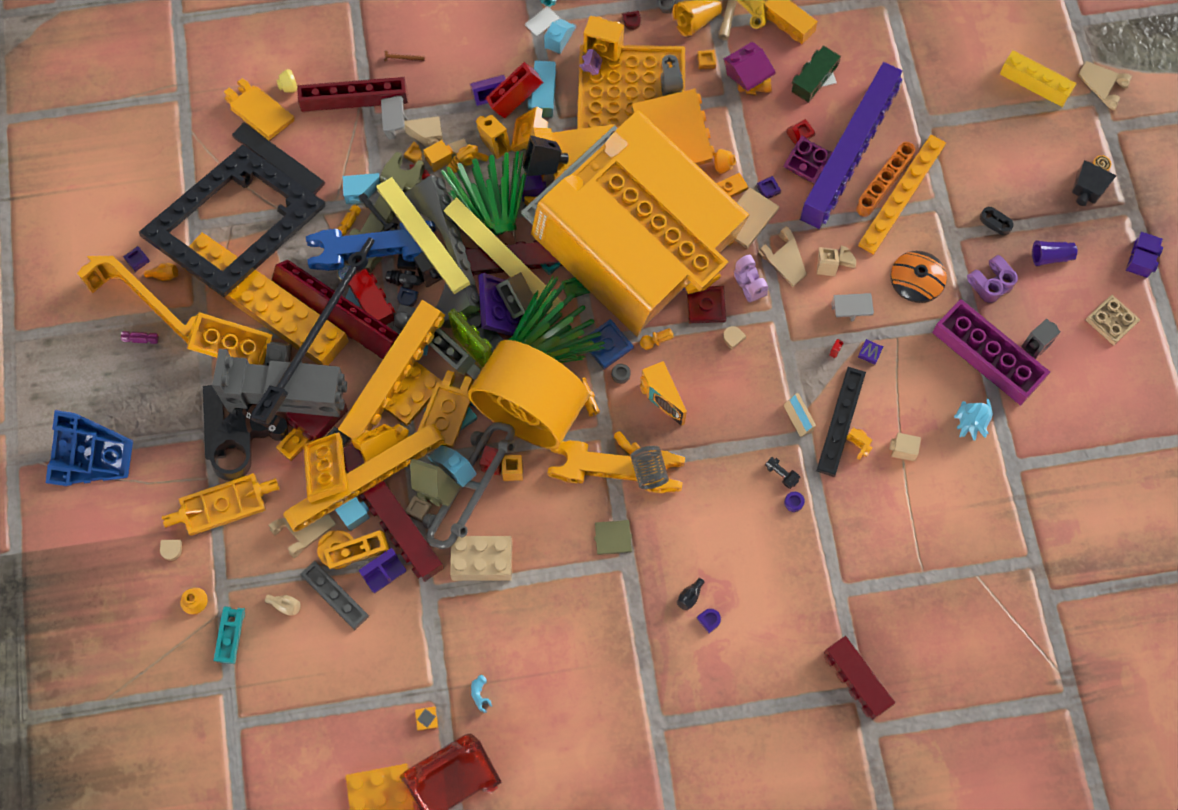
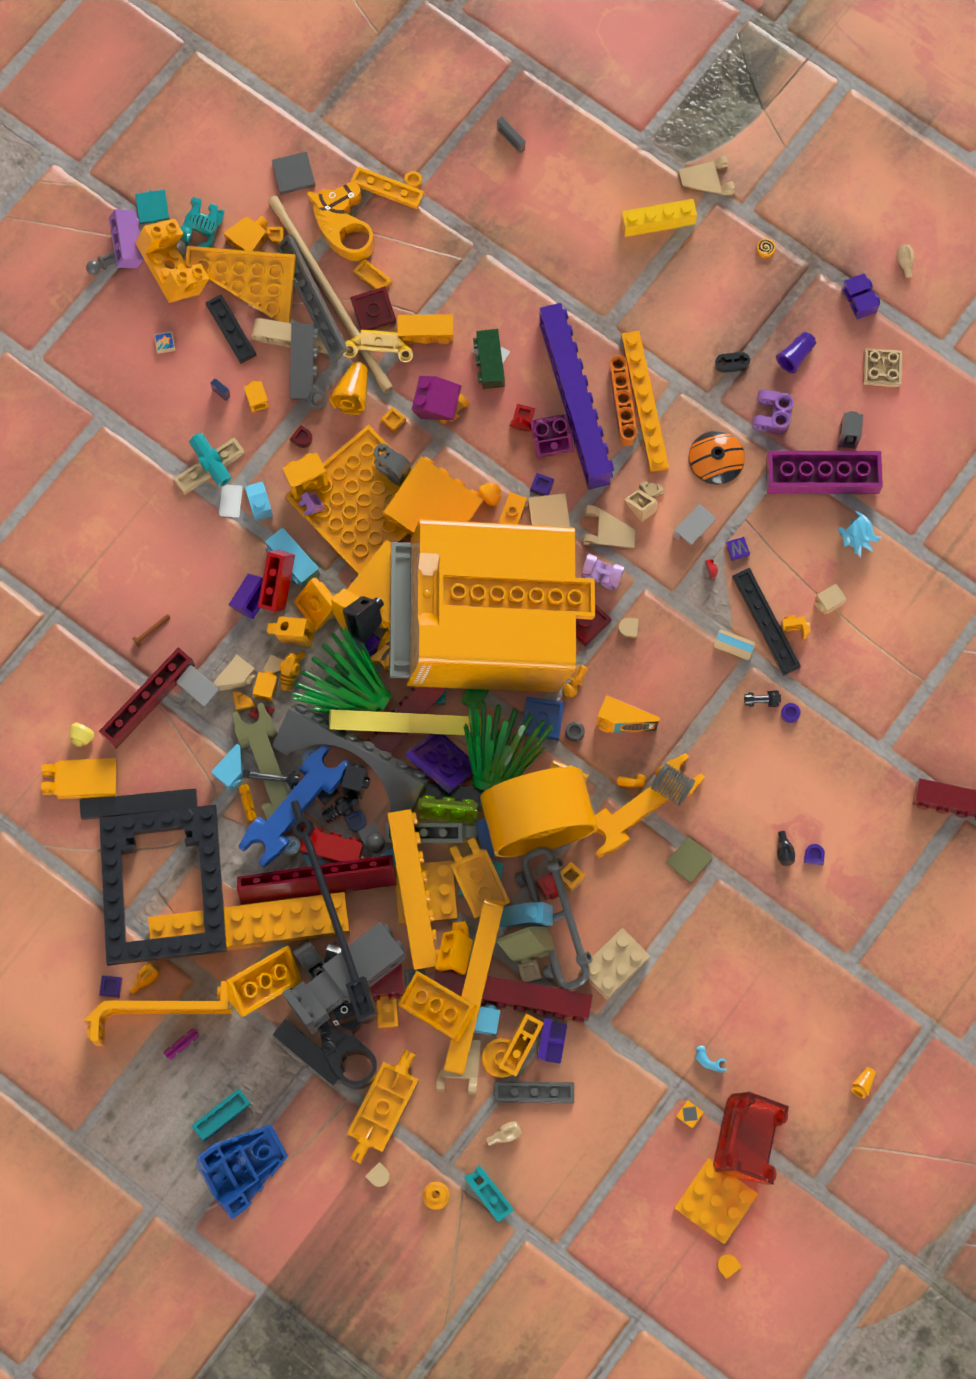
camera: 45 degrees left, 5 degrees up
(113, 407) = (221, 1115): none -> teal plate
(423, 235) = (330, 762): light yellow tile -> none
(515, 294) = (445, 743): dark grey brick -> none
(1091, 183) = (773, 271): black torso -> none

